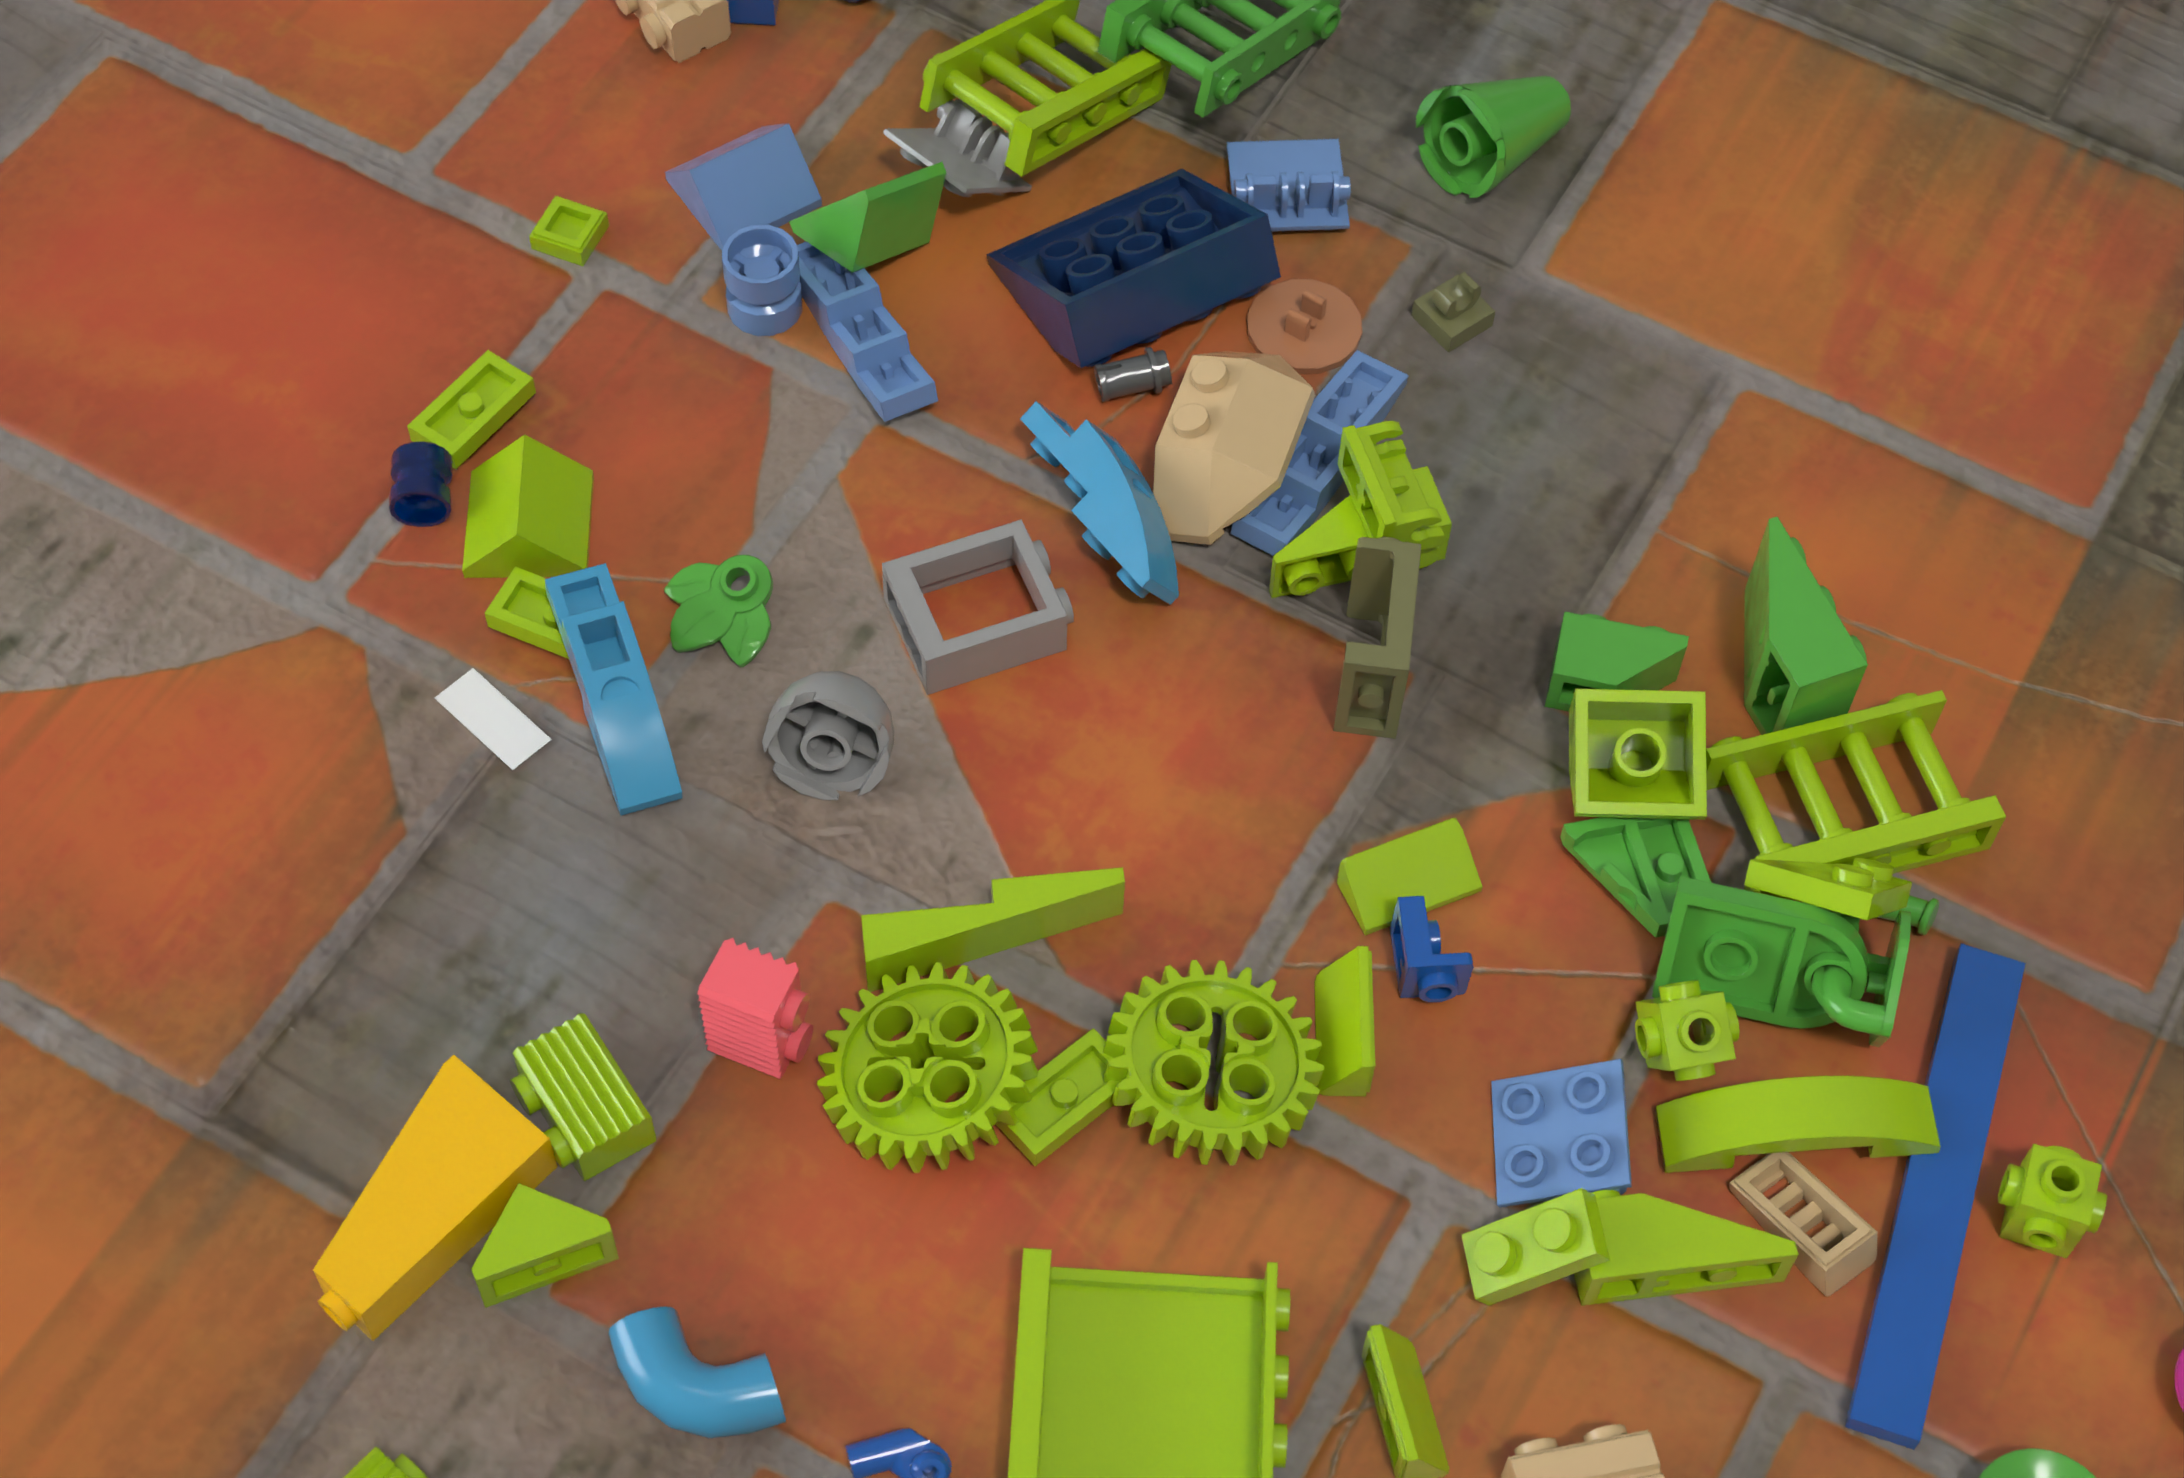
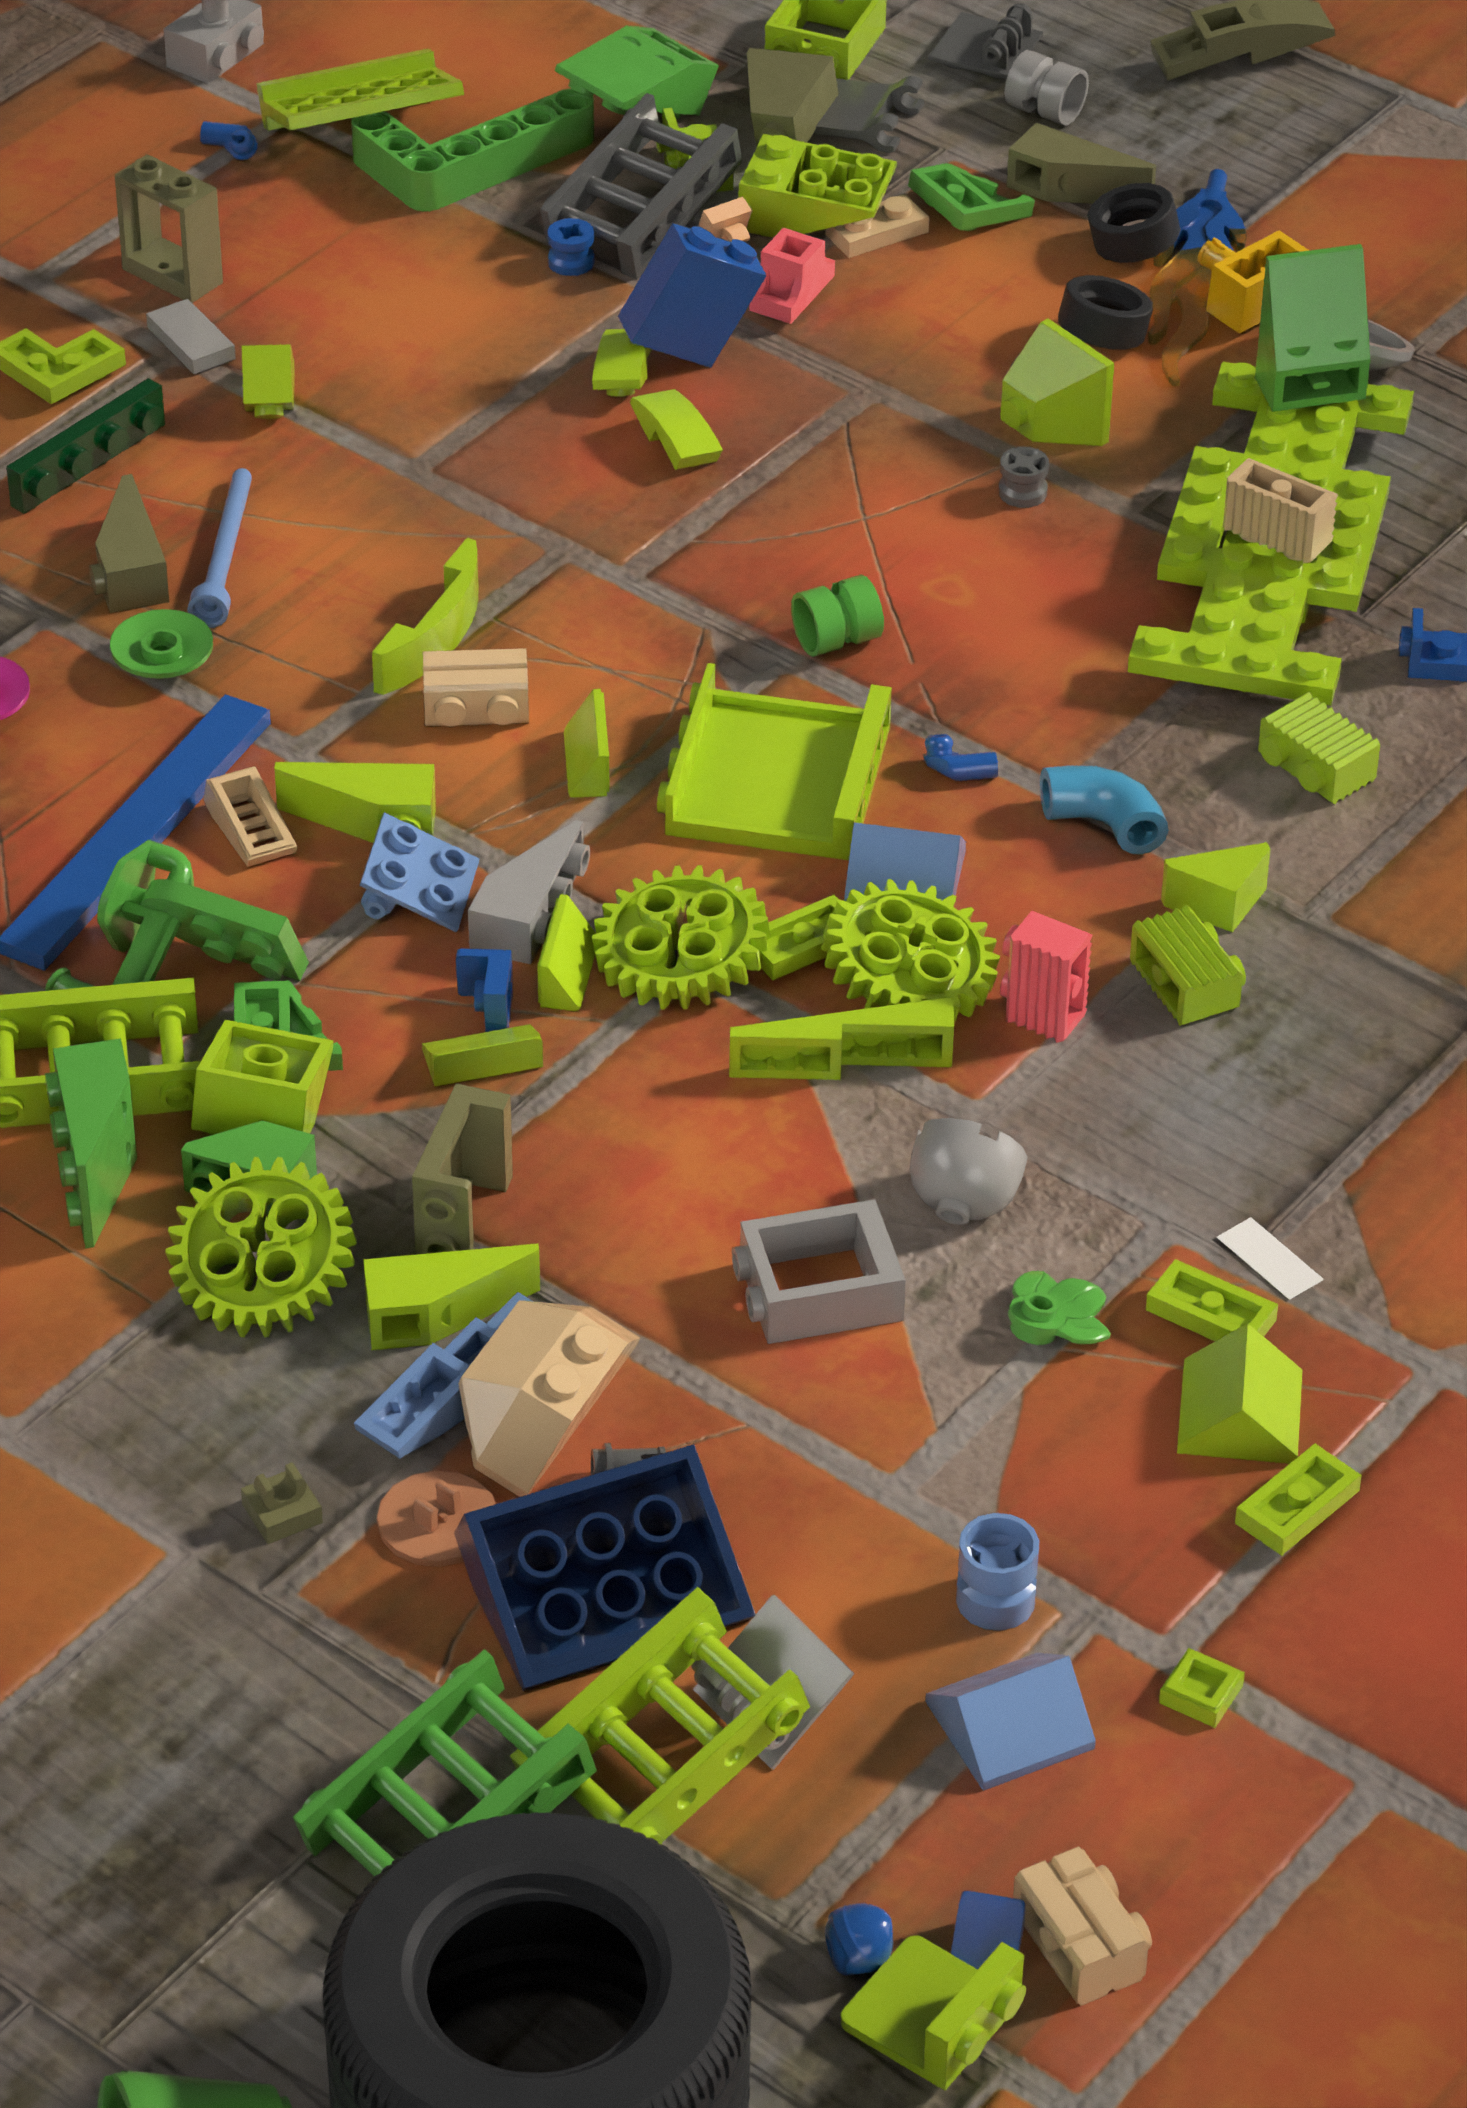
camera: 170 degrees left, 15 degrees down
(423, 474) = (1345, 1424): clear blue wheel -> none
(430, 1199) = (1303, 918): yellow slope -> none
(614, 689) = (1164, 1224): dark azure slope -> none
(864, 334) = (901, 1544): medium blue slope -> none
(876, 220) = (879, 1612): bright green slope -> none
(950, 1251) = (903, 856): none -> medium blue slope
(1114, 501) = (675, 1341): dark azure slope -> none
(1292, 182) = (410, 1646): medium blue hinge -> none
(1386, 486) = (417, 1263): lime hinge -> none
(1424, 1096) = (520, 896): none -> light grey slope
(1488, 129) = (170, 1651): bright green cone -> none
(1535, 1247) = (467, 796): lime plate -> none
(1606, 550) = (212, 1241): none -> lime gear
(1665, 1025) = (302, 880): lime brick -> none
(1794, 1116) = (247, 849): lime slope -> none
(1855, 890) = (144, 936): lime wing -> none
(2051, 1200) = (63, 792): lime brick -> none

